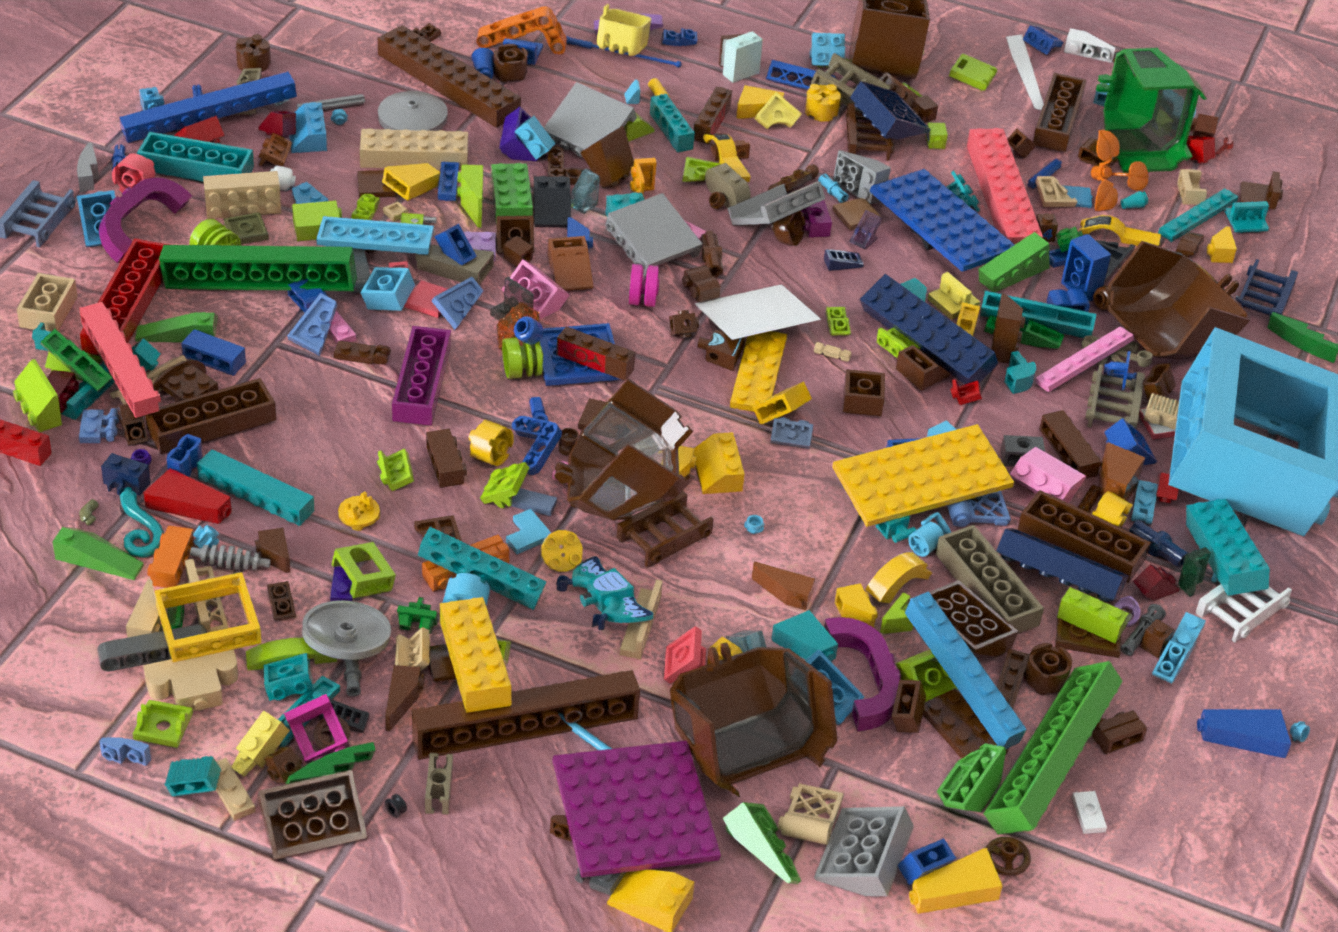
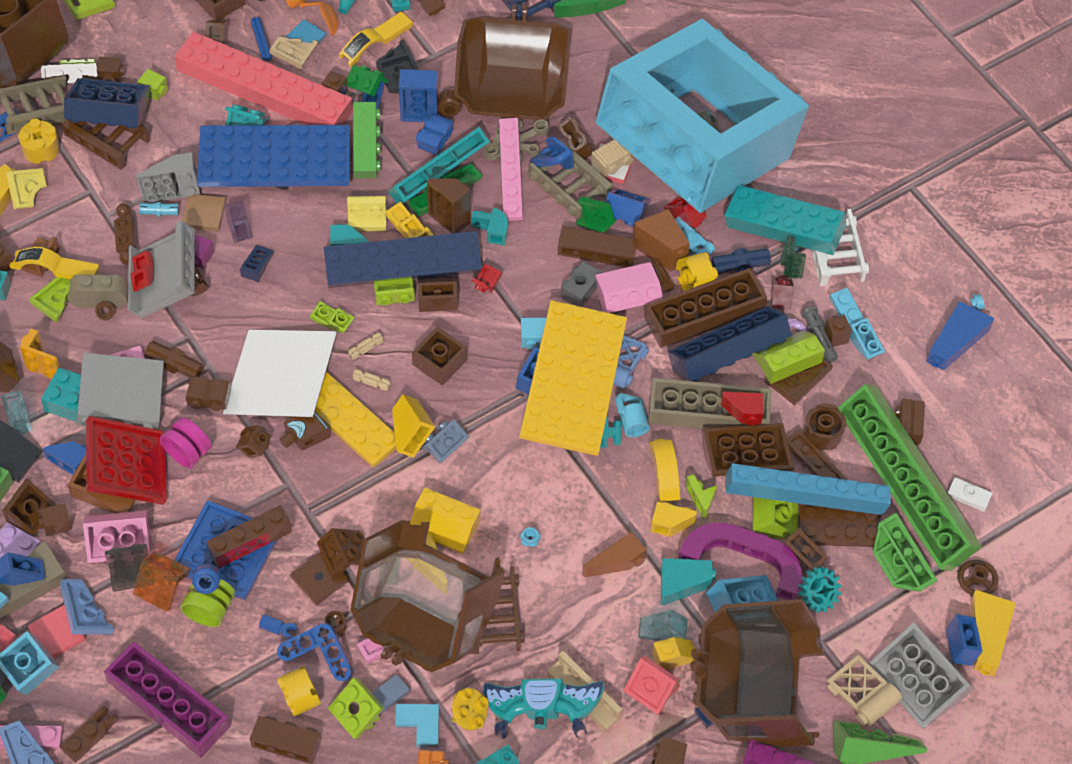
camera: 55 degrees left, 15 degrees up
(595, 259) = (125, 460): none -> red plate
(763, 199) = (143, 271): none -> red slope
(805, 368) = (371, 379): none -> tan axle
(887, 724) = (822, 591): none -> teal gear
(1005, 592) = (744, 406): none -> red slope
(1100, 425) = (595, 215): none -> green bracket

